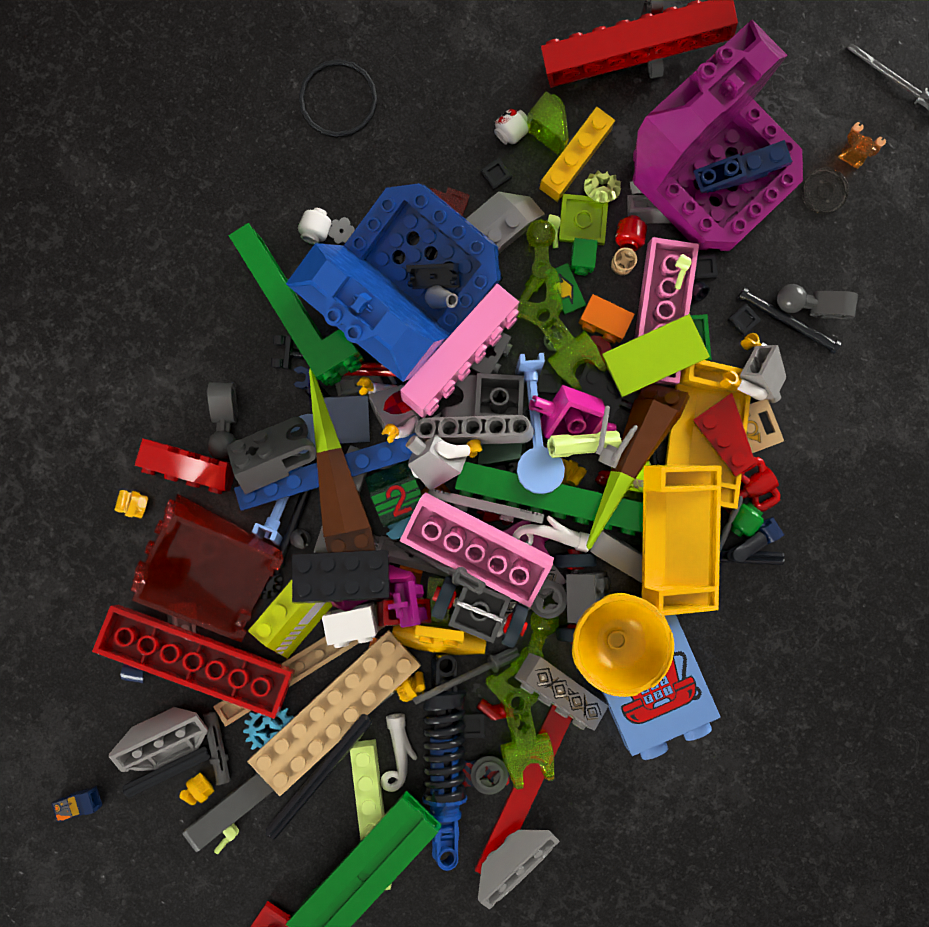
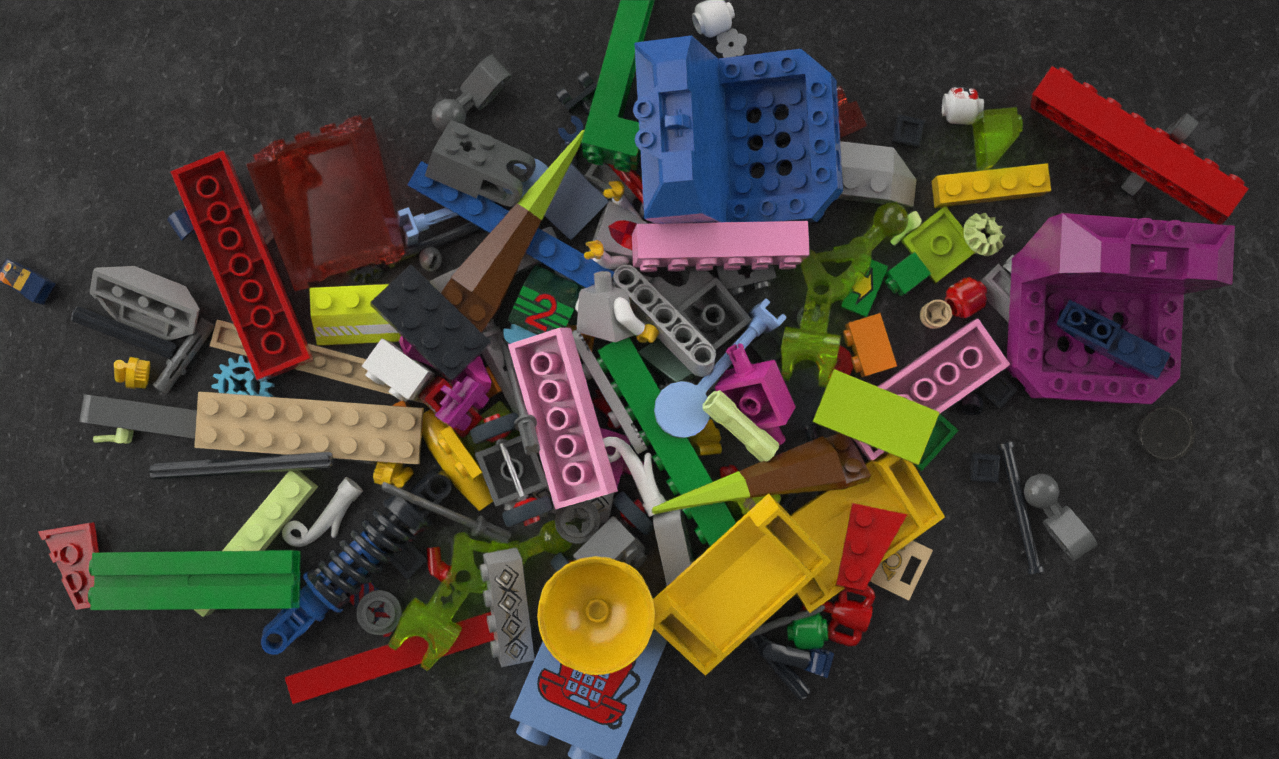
camera: 50 degrees right, 0 degrees up
(131, 503) = (325, 86): yellow piece -> none
(185, 465) = (401, 101): red wedge -> none
(433, 274) = (764, 160): black hinge -> none
(438, 298) = (749, 182): light grey cone -> none
(512, 863) = (322, 703): light grey wedge -> none
(611, 454) = (752, 458): light grey plant -> none
(683, 263) = (979, 366): yellowish green hand -> none
(762, 373) = (950, 525): light grey torso -> none
(859, 147) = (1231, 427): clear orange piece -> none

